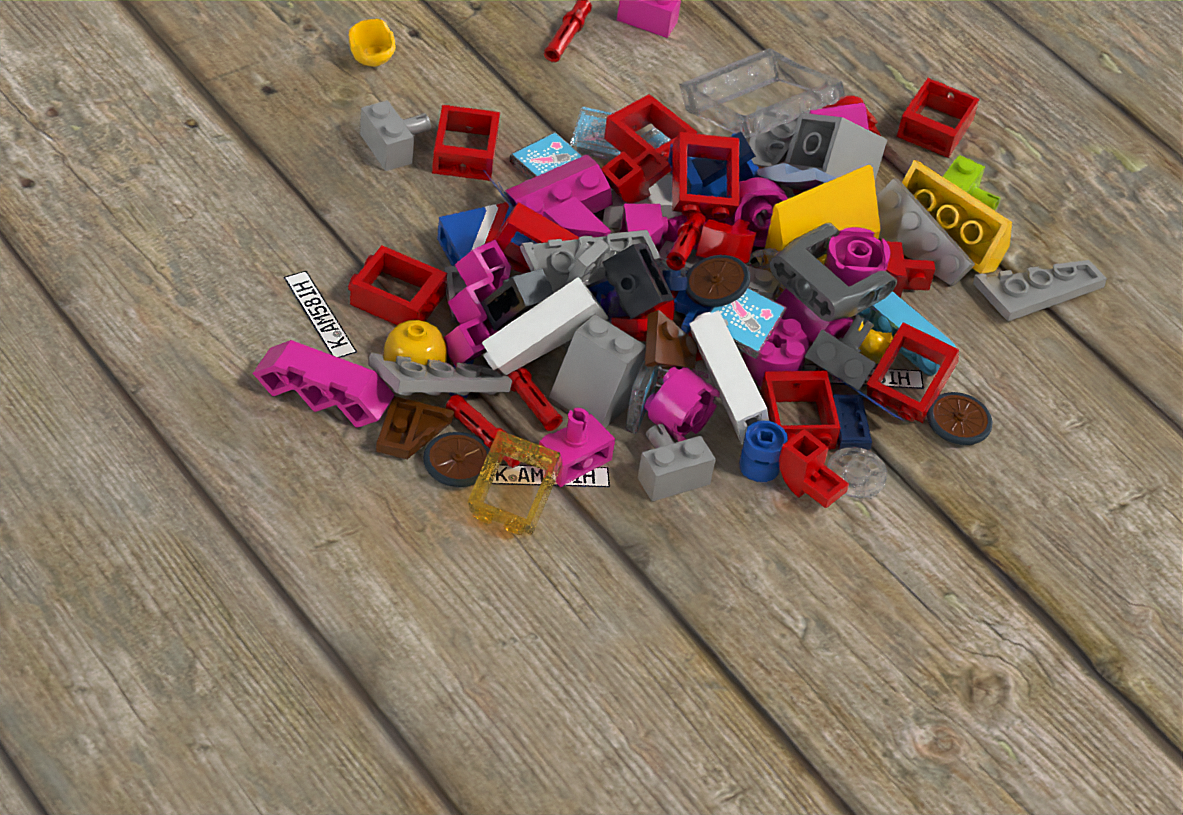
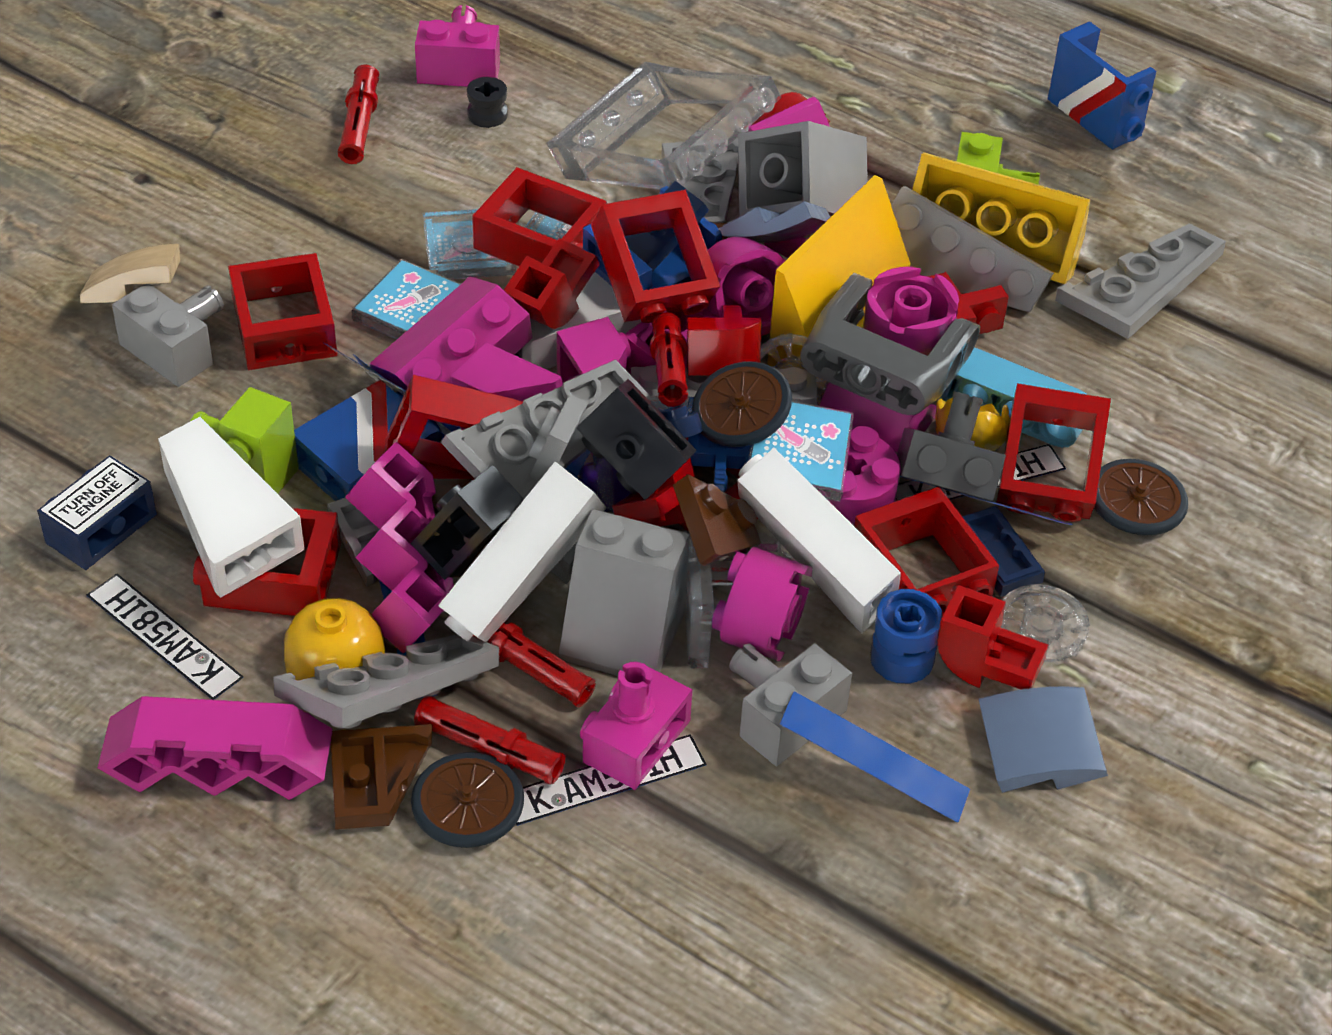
camera: 15 degrees left, 0 degrees up
(307, 230) = (97, 512): none -> brick
(371, 42) = (89, 206): yellow hair -> none
(382, 249) = (228, 508): none -> white slope
(386, 89) = (119, 275): none -> tan slope
(414, 217) = (262, 434): none -> lime brick
(528, 453) = (574, 758): clear yellow window -> none
(655, 45) = (487, 102): none -> black wheel
(709, 511) = (875, 756): none -> blue sticker
(820, 535) = (1042, 737): none -> sand blue slope
(930, 133) = (896, 114): red window -> none
(1072, 164) = (1097, 93): none -> blue panel

